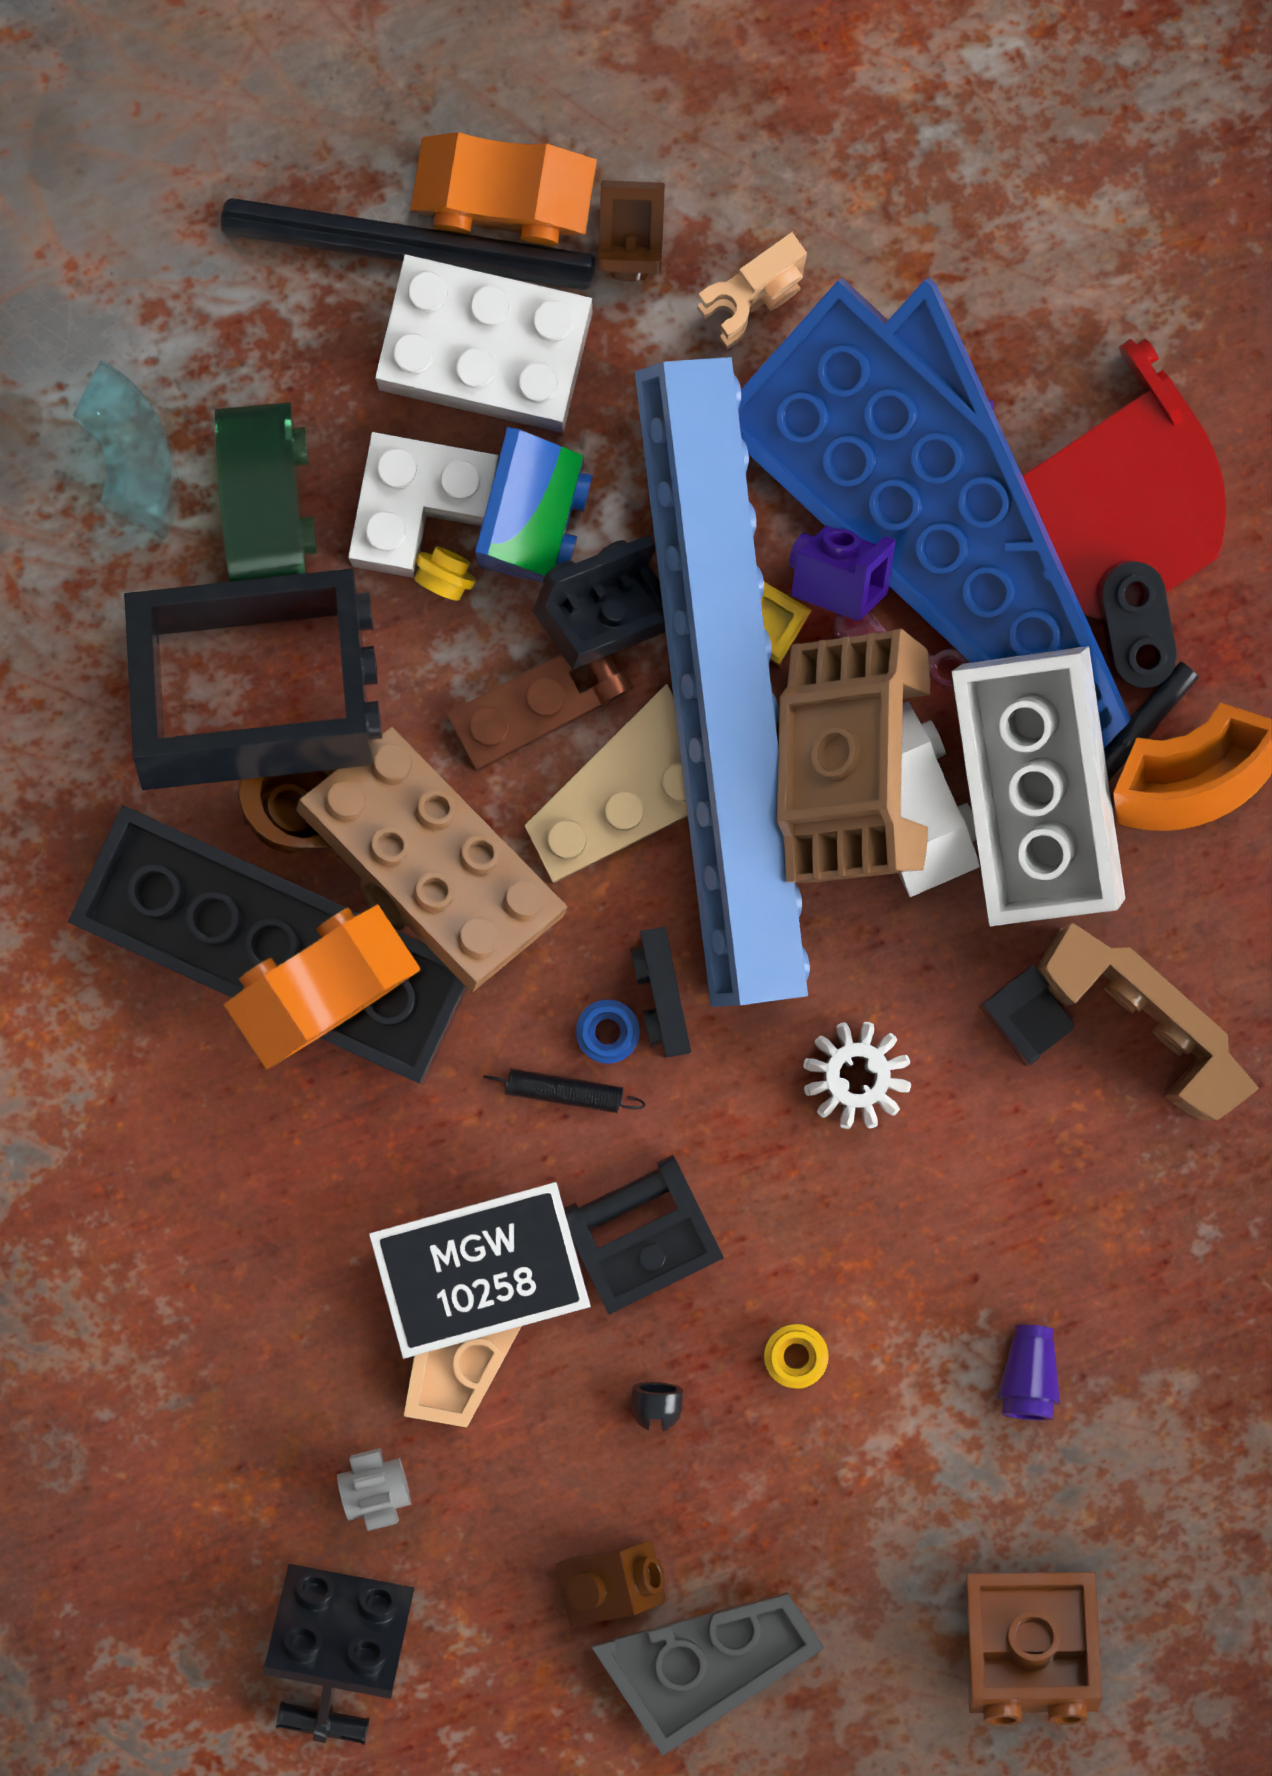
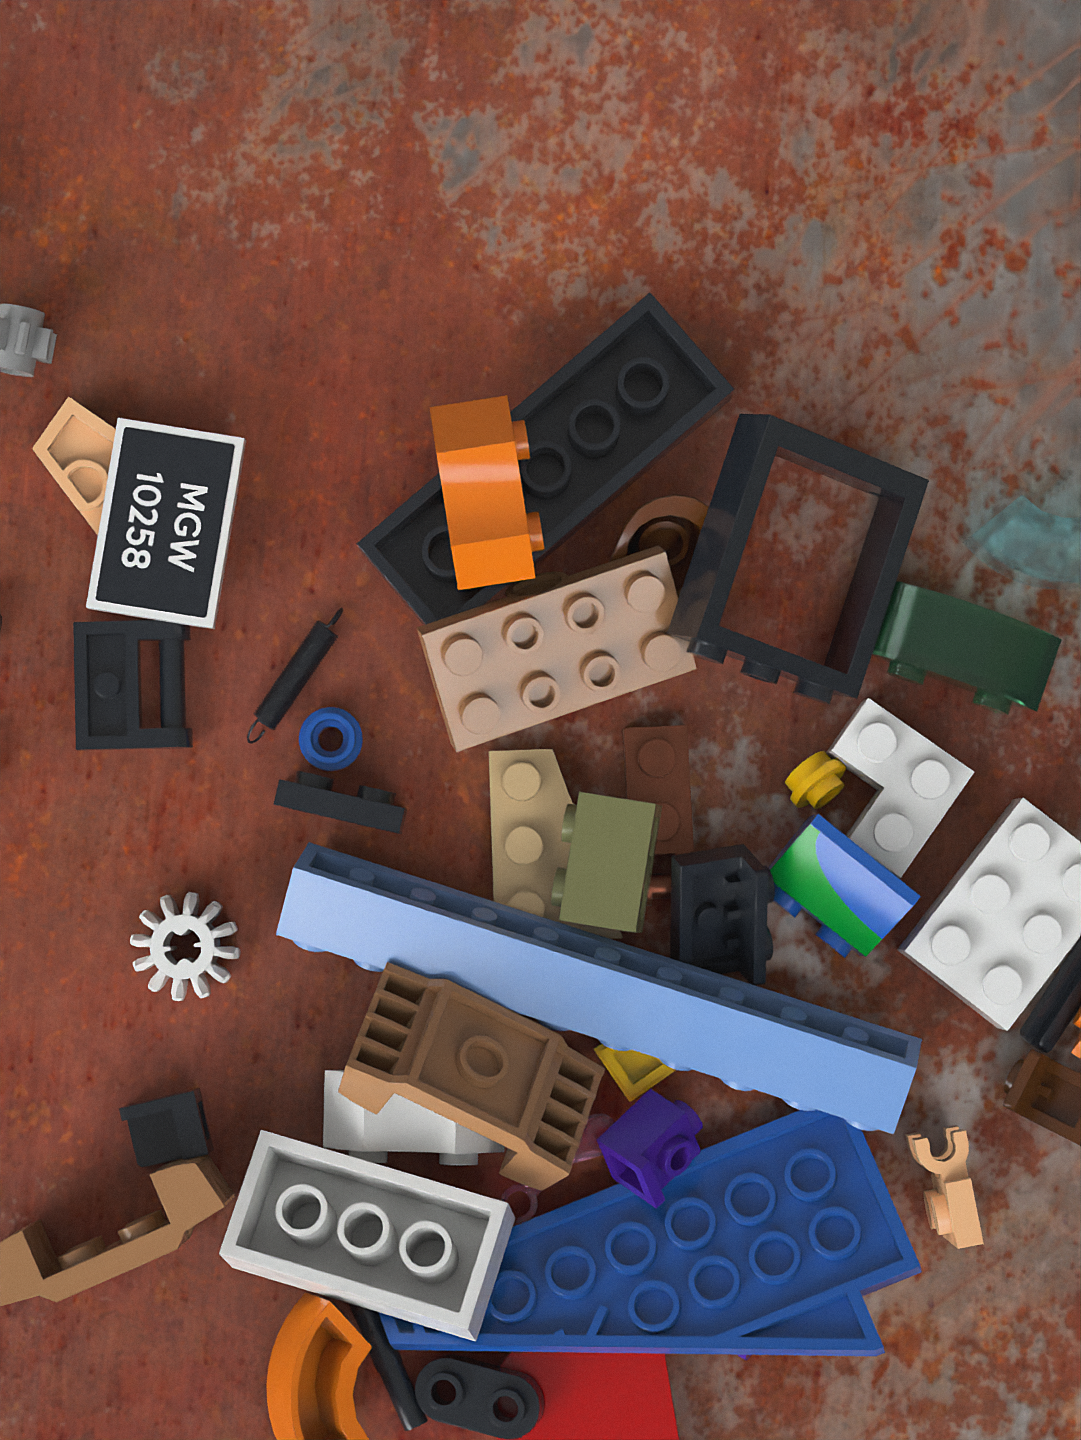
camera: 115 degrees right, 0 degrees up
(605, 725) = (607, 862): none -> olive brick

